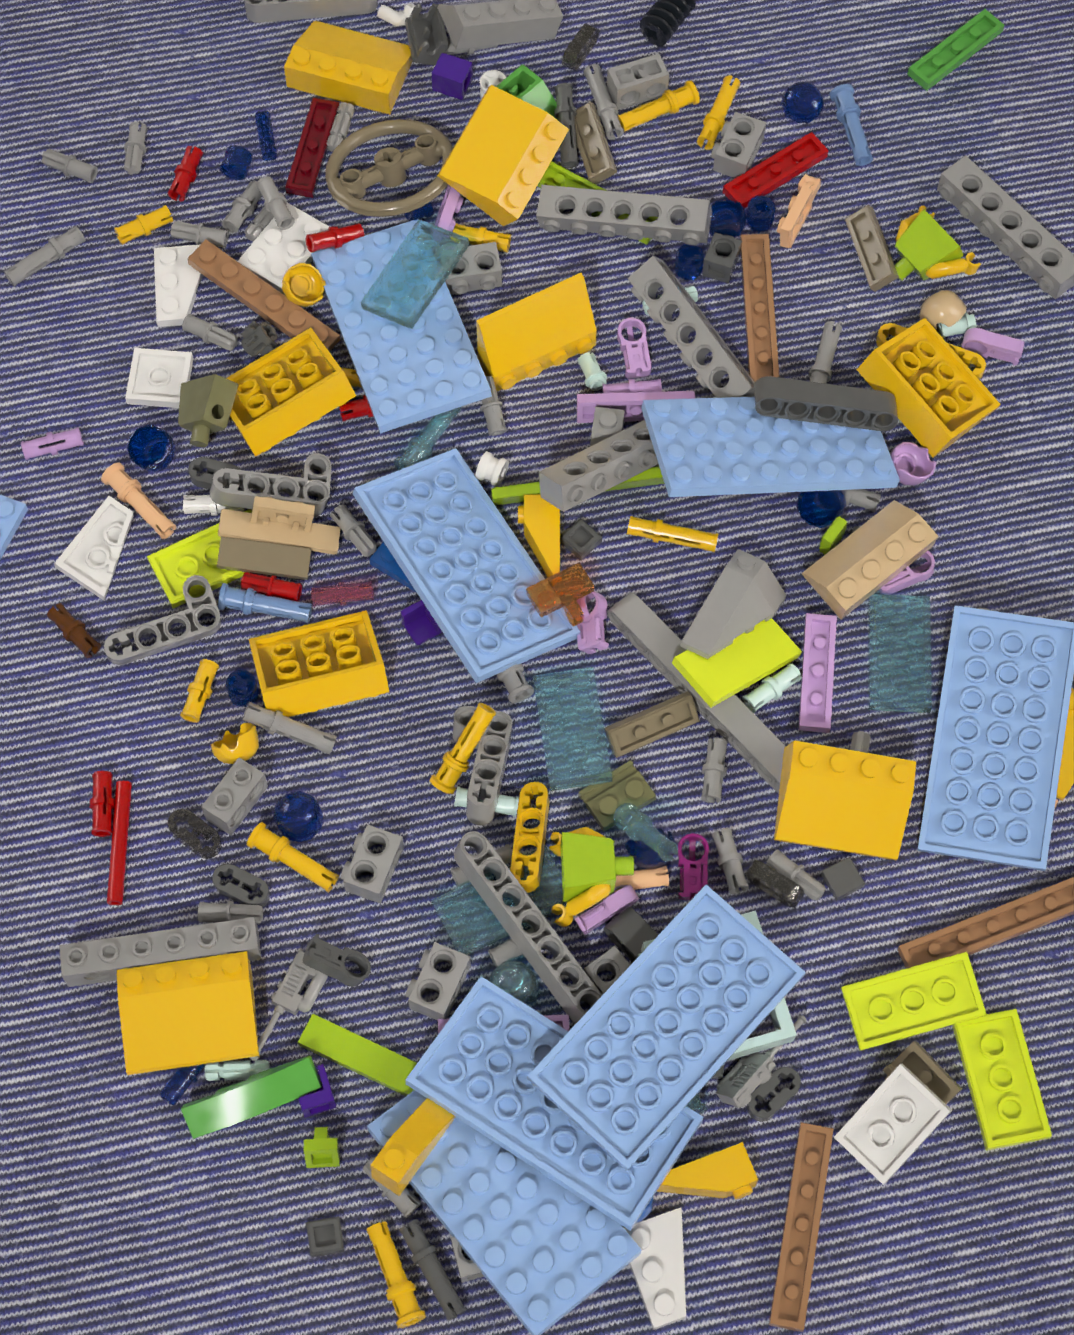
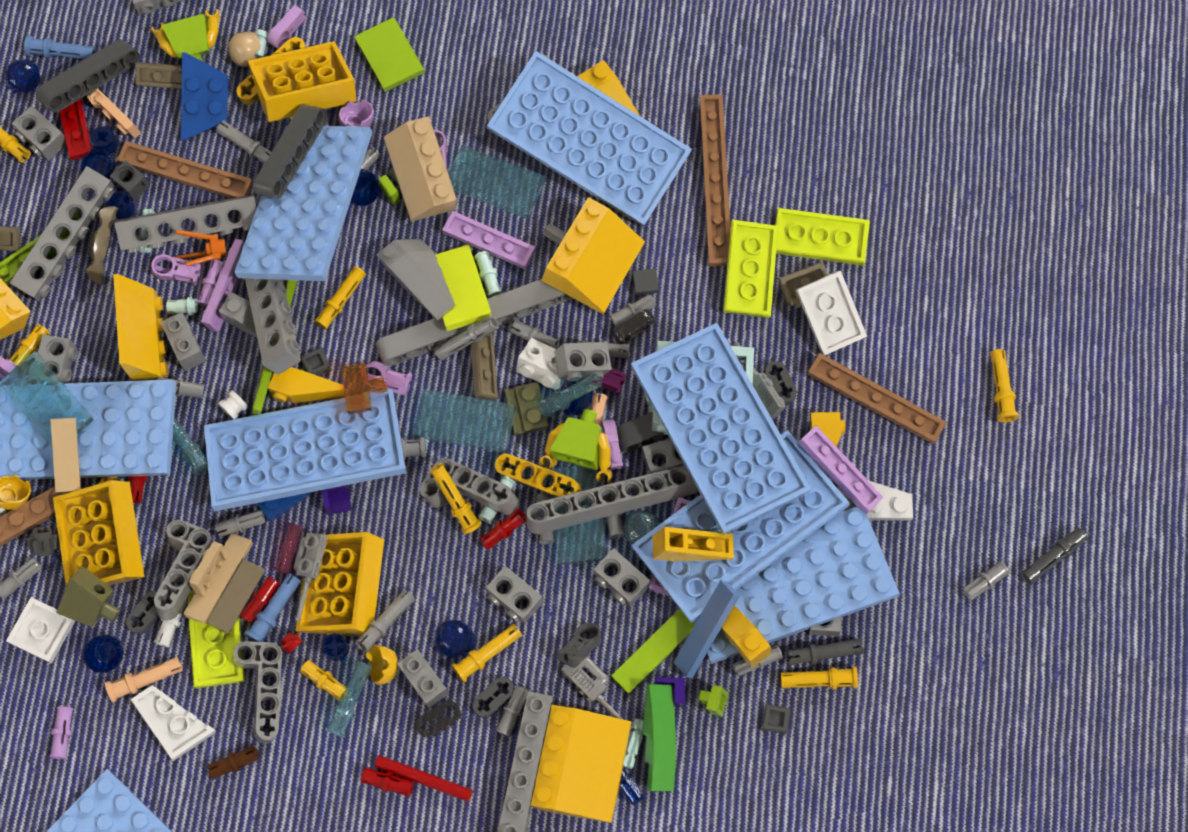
camera: 65 degrees left, 5 degrees up
(168, 720) = (344, 711): none -> clear light blue pin
(231, 637) = (290, 642): none -> red plate
(330, 620) = (308, 563): none -> light grey piece
(359, 316) = (65, 454): none -> tan tile
(402, 1102) = (706, 629): none -> medium blue tile
(448, 819) = (503, 529): none -> red pin
(501, 1047) = (691, 545): none -> yellow slope
(547, 387) = (183, 341): none -> light grey brick
(629, 255) = (99, 243): none -> dark tan piece
(673, 375) = (214, 249): none -> orange plant
(675, 1204) = (840, 469): none -> lavender plate
(678, 793) = (539, 364): none -> white brick
(680, 693) = (473, 334): none -> light grey pin
(701, 827) = (582, 356): none -> light grey brick
(828, 162) = (87, 75): none -> dark grey beam
(858, 291) = (202, 97): none -> blue wing
(1013, 472) = (389, 54): none -> lime tile

